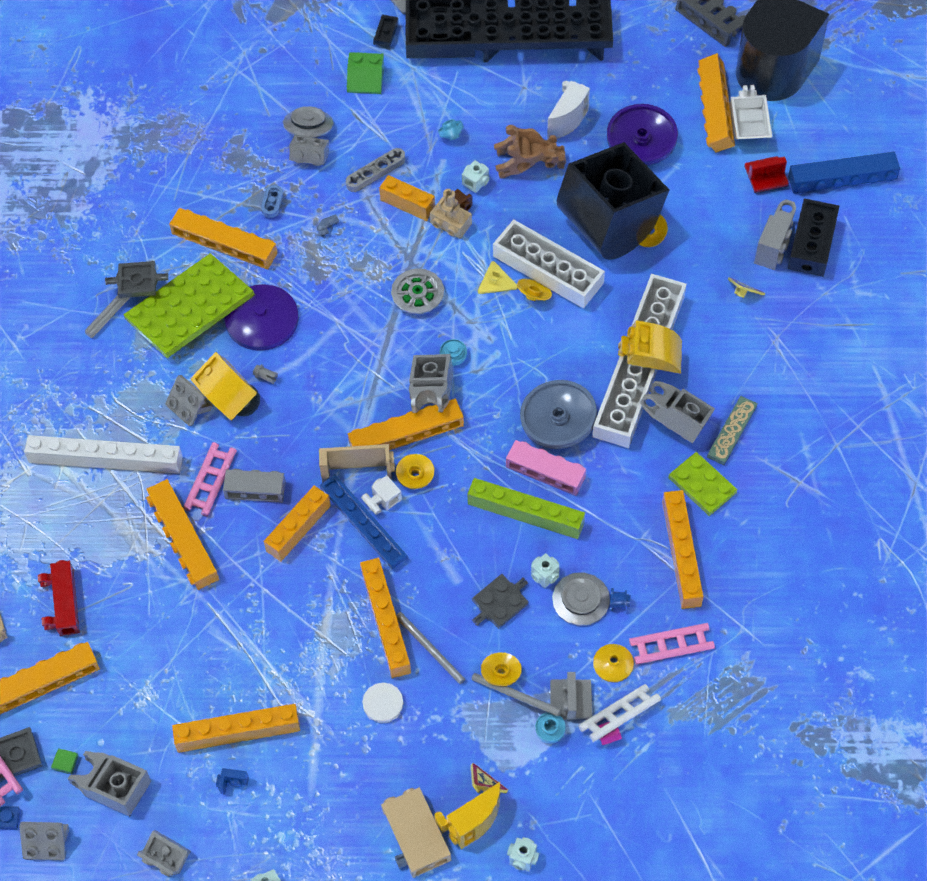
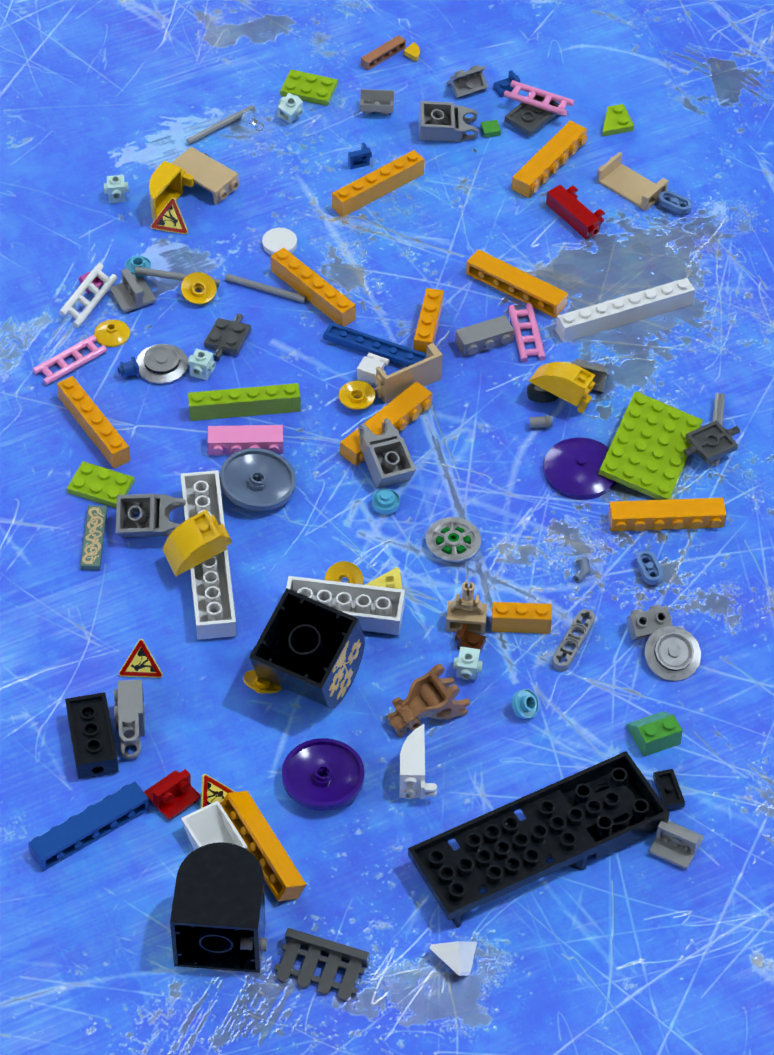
camera: 150 degrees right, 10 degrees down
(736, 157) = (212, 791): none -> piece

